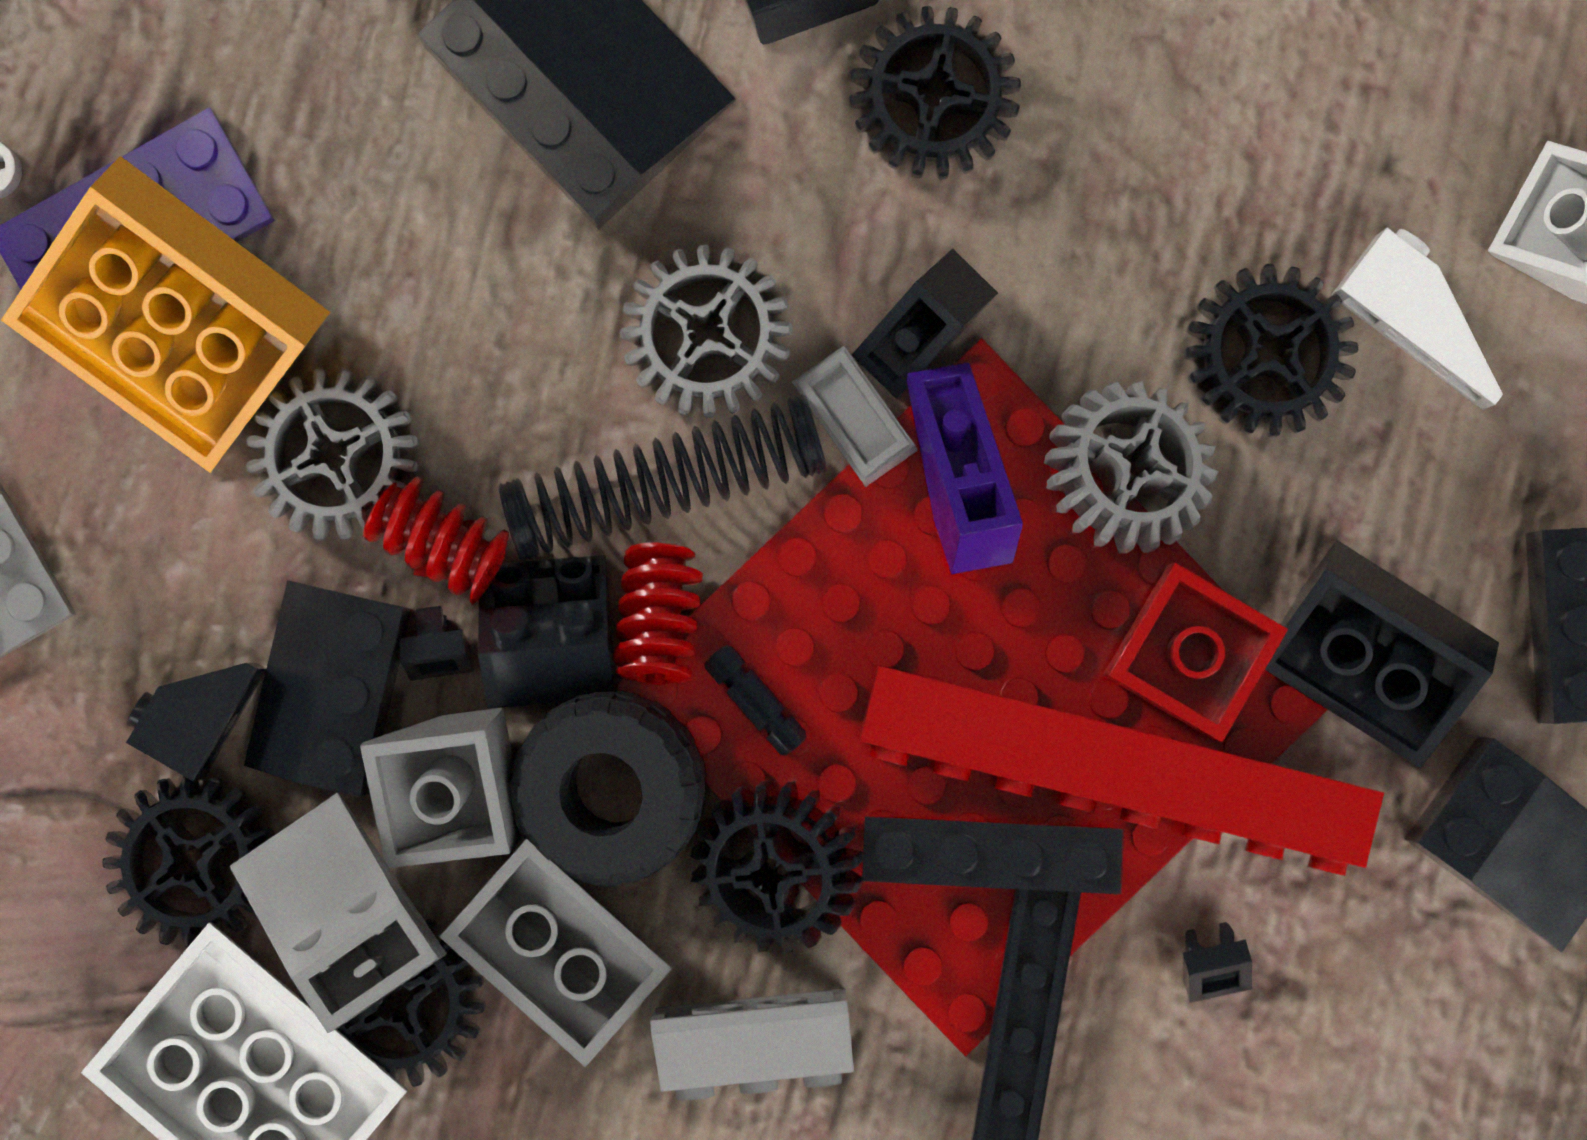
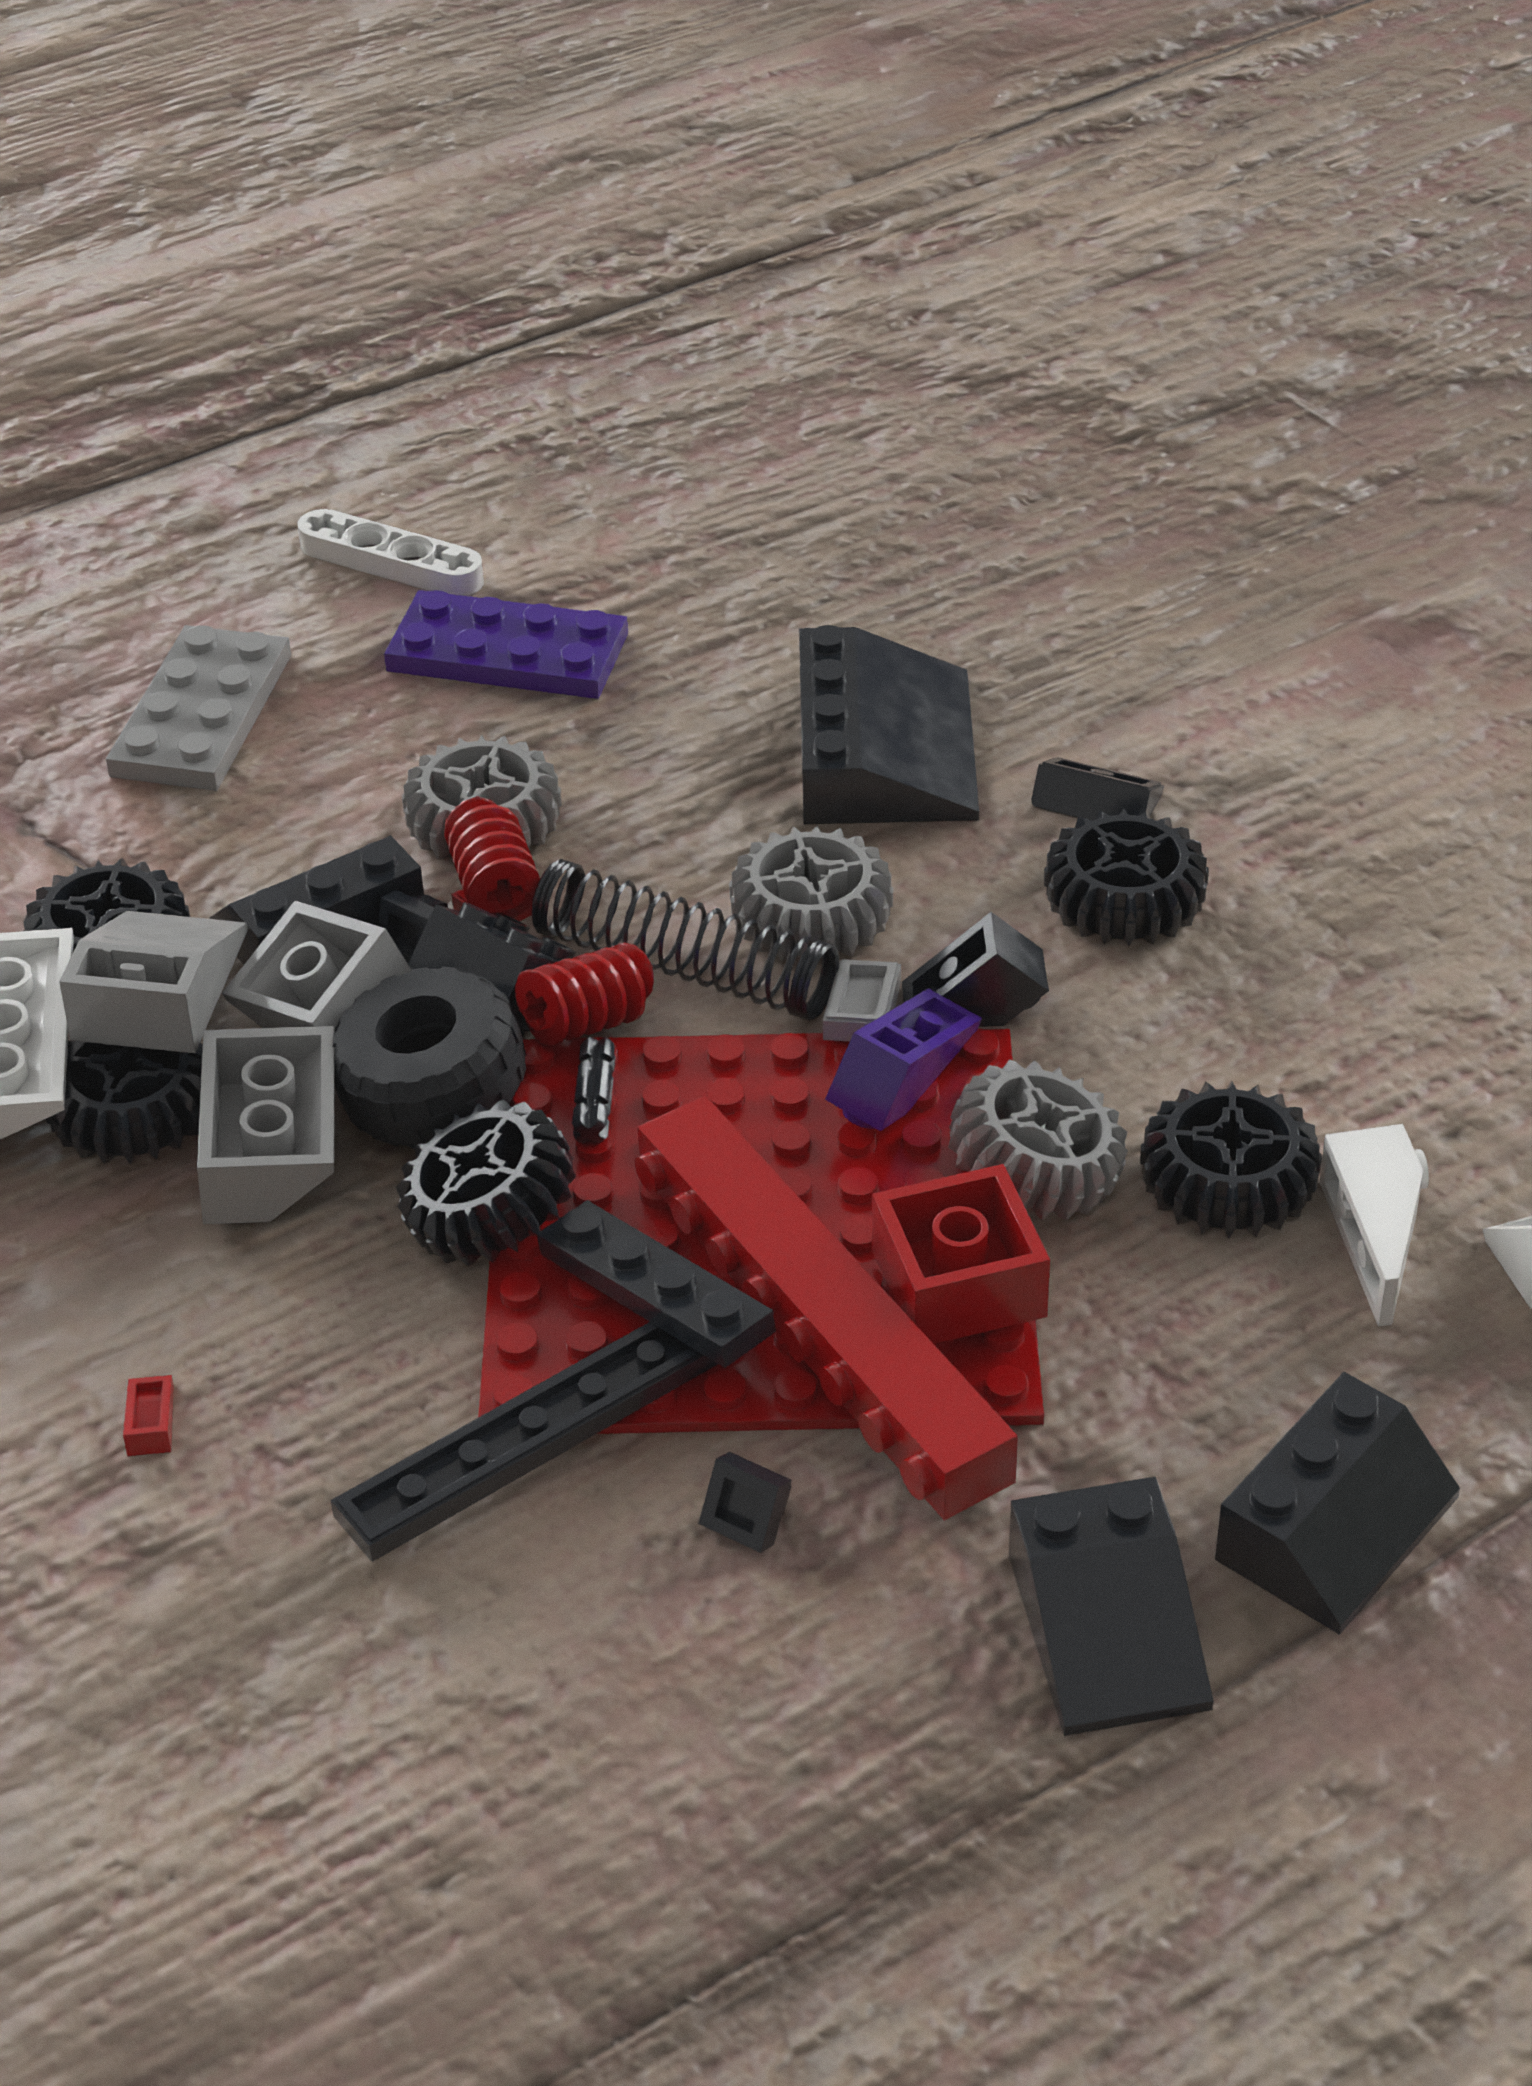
camera: 40 degrees right, 45 degrees down
(164, 313) = (470, 656): light orange slope -> none
(193, 718) = (220, 859): black slope -> none
(752, 1043) = (336, 1265): light grey slope -> none
(1381, 654) = (1117, 1383): black slope -> none

